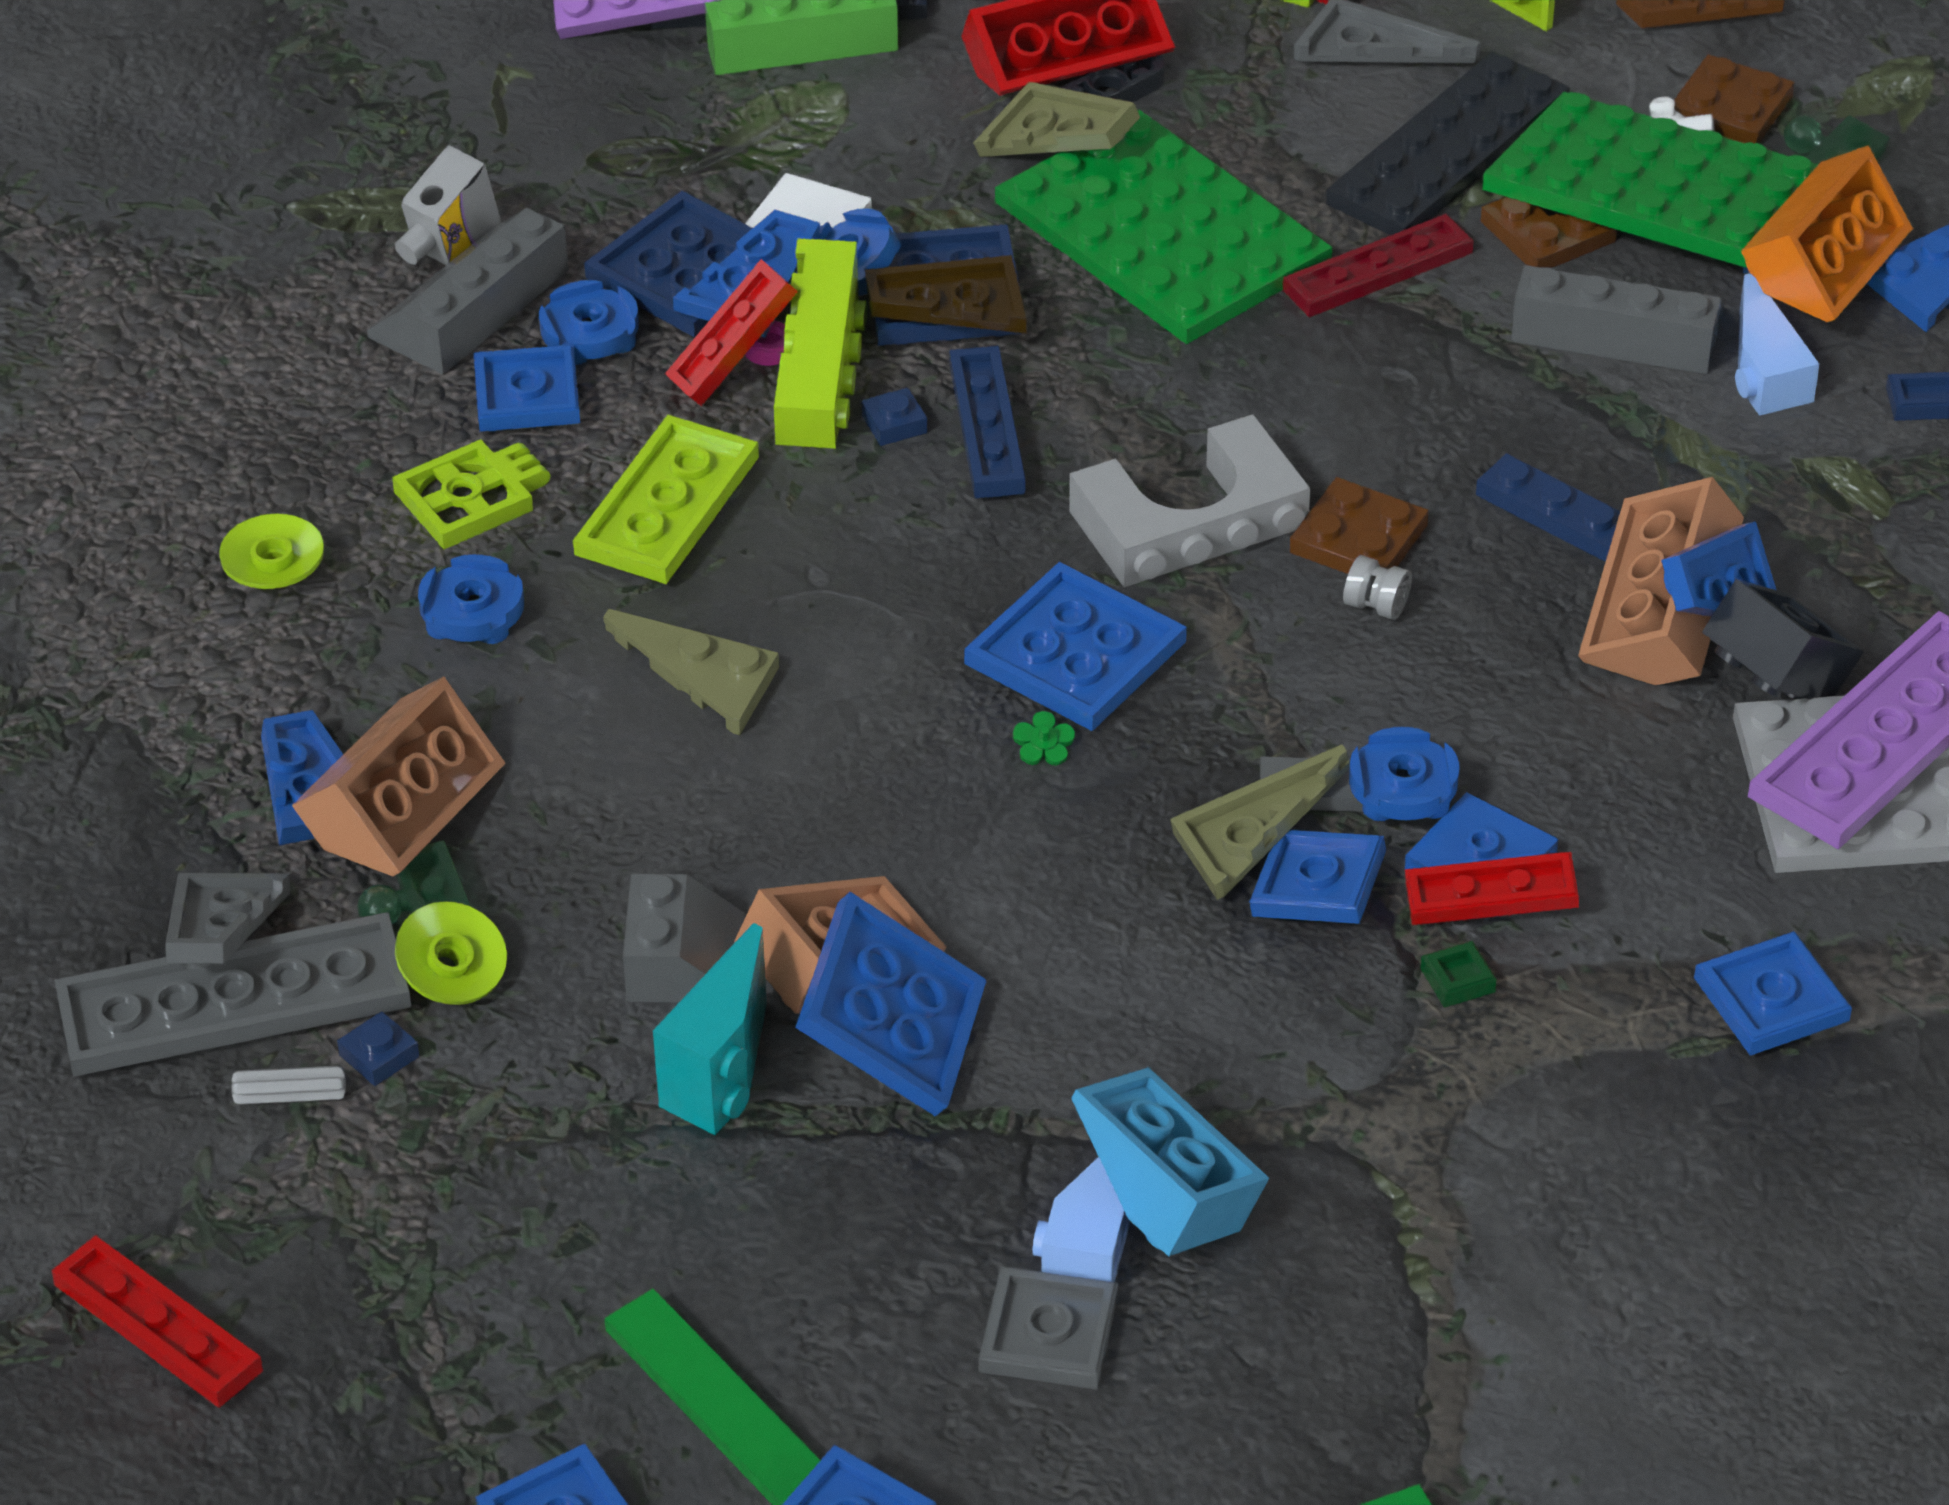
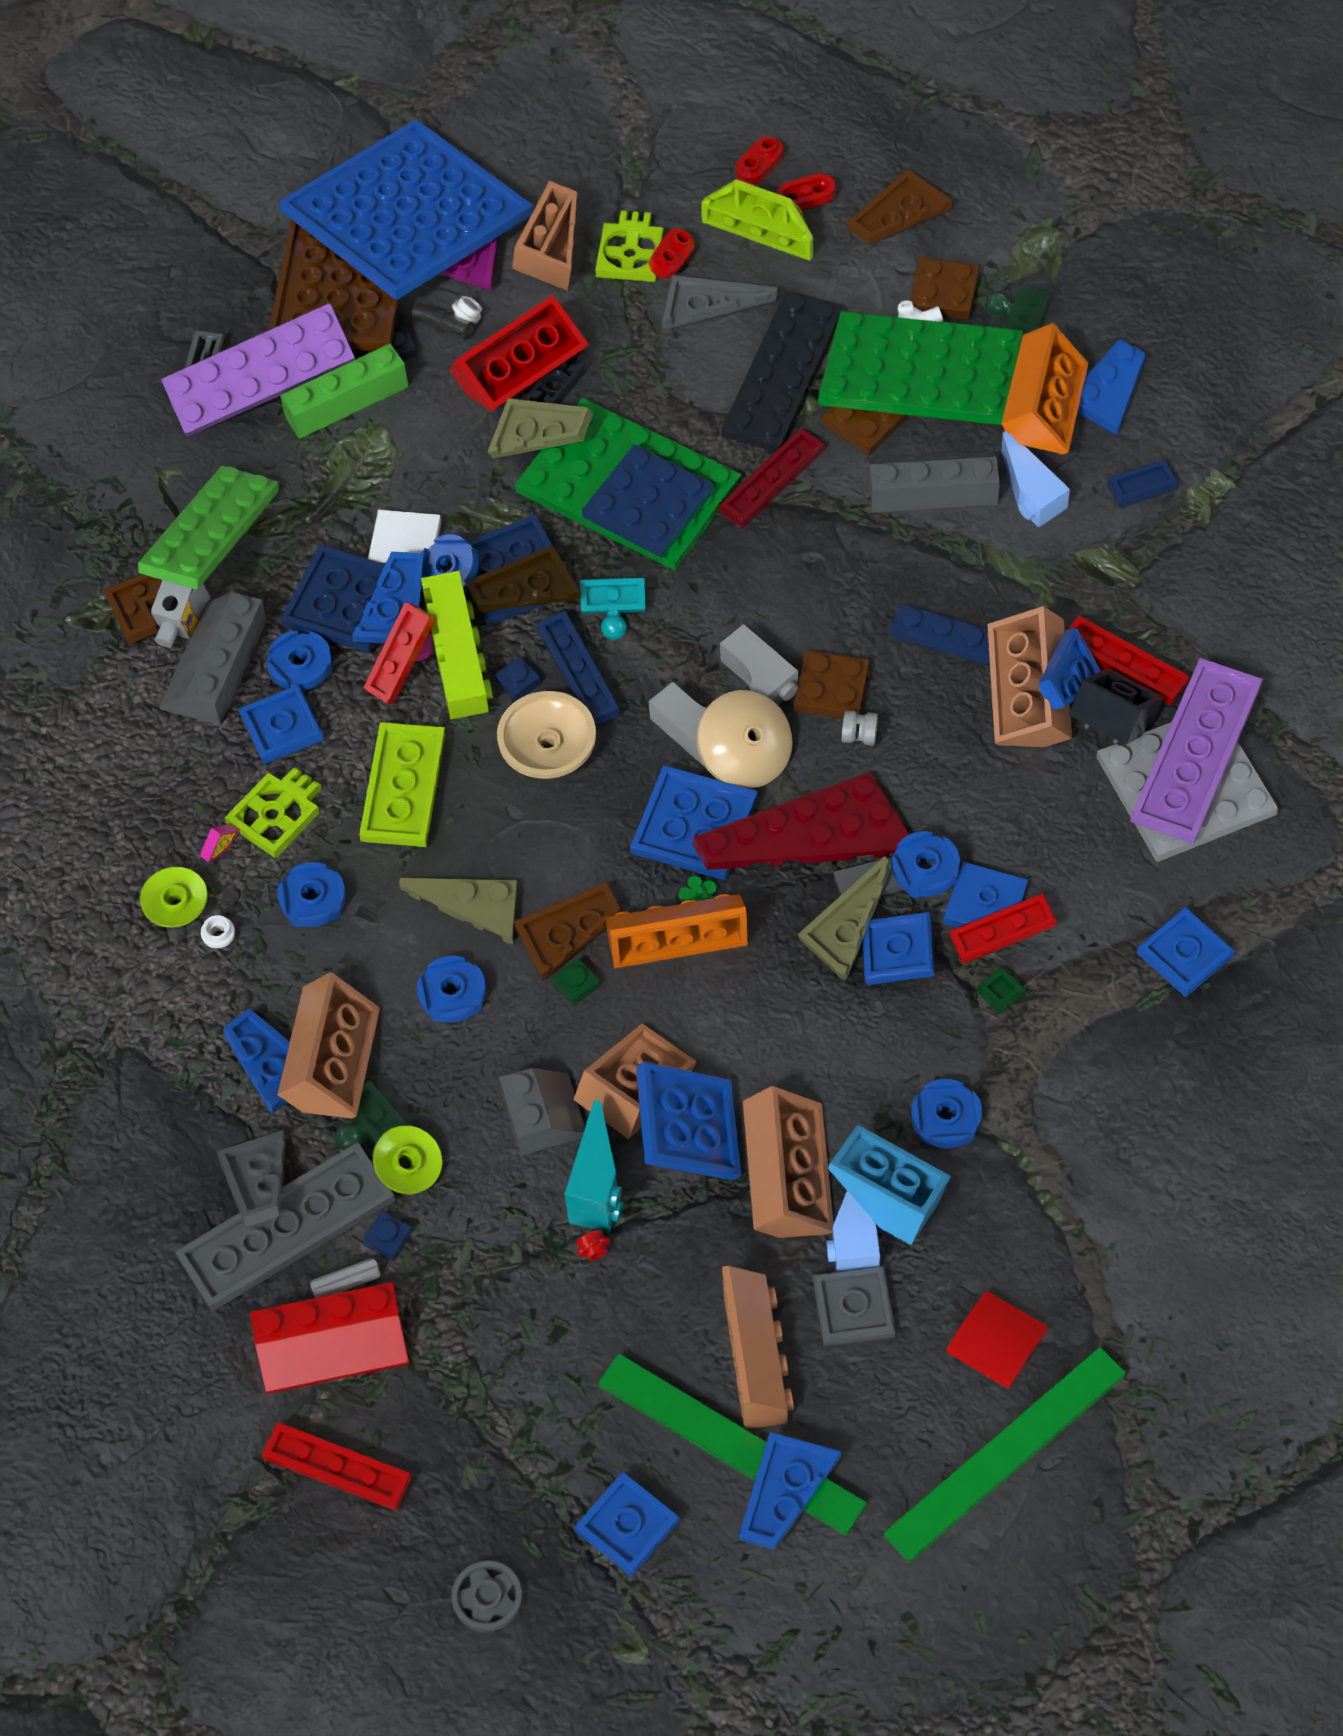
camera: 15 degrees left, 15 degrees up
(226, 1148) = (329, 1338): none -> slope
(315, 610) = (215, 924): none -> white plate
(369, 503) = (218, 841): none -> dark pink tile
(379, 206) = (131, 604): none -> reddish brown plate
(530, 125) = (208, 527): none -> bright green plate
(619, 786) = (453, 1007): none -> blue plate
(679, 1137) = (593, 1245): none -> red plate
(809, 801) = (575, 982): none -> dark green plate
(826, 727) = (565, 927): none -> reddish brown wing
(863, 1329) = (755, 1348): none -> nougat slope
(901, 480) = (541, 721): none -> tan dish
(986, 770) = (677, 930): none -> orange slope
(1015, 1122) = (787, 1164): none -> nougat slope
(1075, 349) = (613, 598): none -> teal plate
(1178, 242) = (648, 500): none -> dark blue plate
(1178, 578) = (725, 740): none -> tan dish
(1247, 692) = (815, 828): none -> dark red wing
(1256, 1430) = (997, 1339): none -> red slope
(1302, 1135) = (940, 1132): none -> blue plate
(1831, 599) = (1131, 661): none -> red plate

